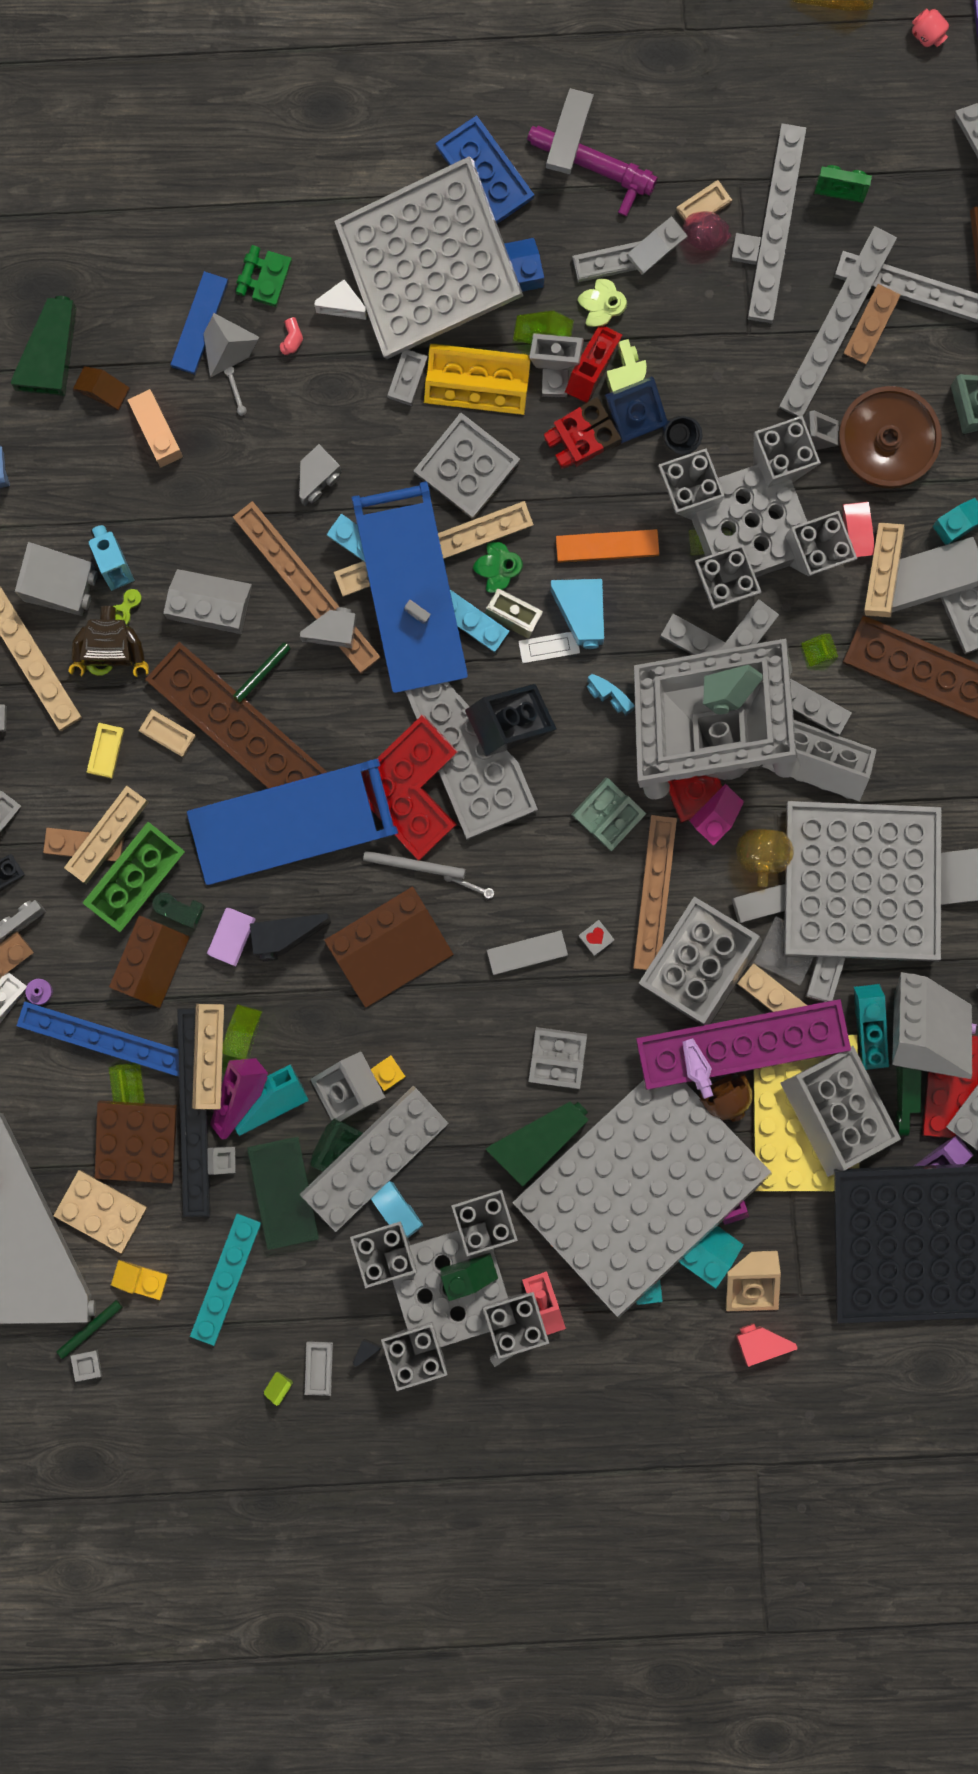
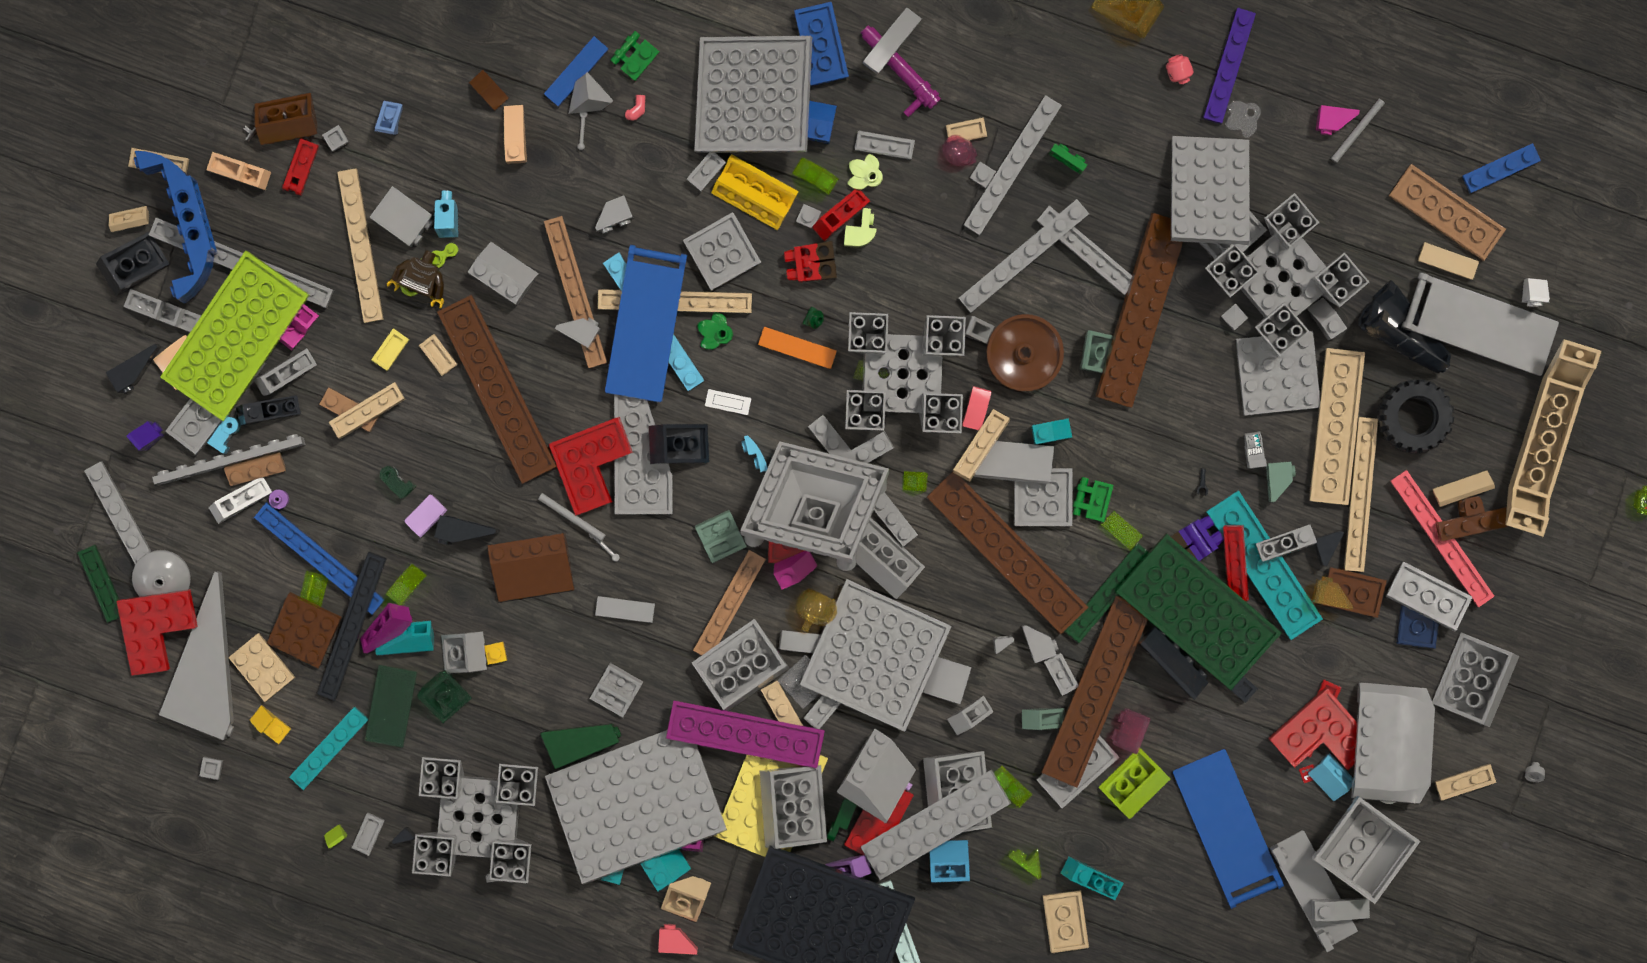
camera: 15 degrees right, 5 degrees up
(48, 351) = (461, 50): dark green slope -> none
(89, 1329) = (223, 744): dark green bar -> none
(133, 877) = (374, 448): bright green slope -> none
(149, 961) = (362, 510): reddish brown slope -> none
(208, 1056) = (375, 593): tan plate -> none
(221, 1160) = (357, 666): light grey plate -> none
(263, 670) = (520, 339): dark green bar -> none
(289, 823) = (496, 453): blue flag -> none
(341, 302) = (681, 97): white slope -> none
(374, 1158) = (462, 708): light grey plate -> none
(395, 1209) = (463, 749): medium azure slope -> none
(417, 612) = (643, 345): light grey tile -> none
(468, 1276) = (492, 815): dark green slope -> none
(513, 613) = (712, 368): olive slope -> none
(546, 1302) = (539, 853): coral slope -> none
(555, 351) = (815, 197): light grey slope -> none
(582, 609) = (761, 386): medium azure slope -> none
(596, 937) = (677, 618): light grey tile -> none
(612, 502) = (814, 318): none -> dark green plate
(636, 409) = (856, 260): dark blue tile -> none
(656, 245) = (918, 149): light grey slope -> none
(682, 434) = (885, 289): black helmet -> none
(697, 1067) = (706, 738): lavender piece -> none
(729, 1098) = (720, 765): reddish brown cylinder -> none
(730, 688) = (833, 489): sand green slope -> none
(871, 324) = (1047, 266): medium nougat plate -> none
(871, 1026) = (840, 756): teal slope -> none

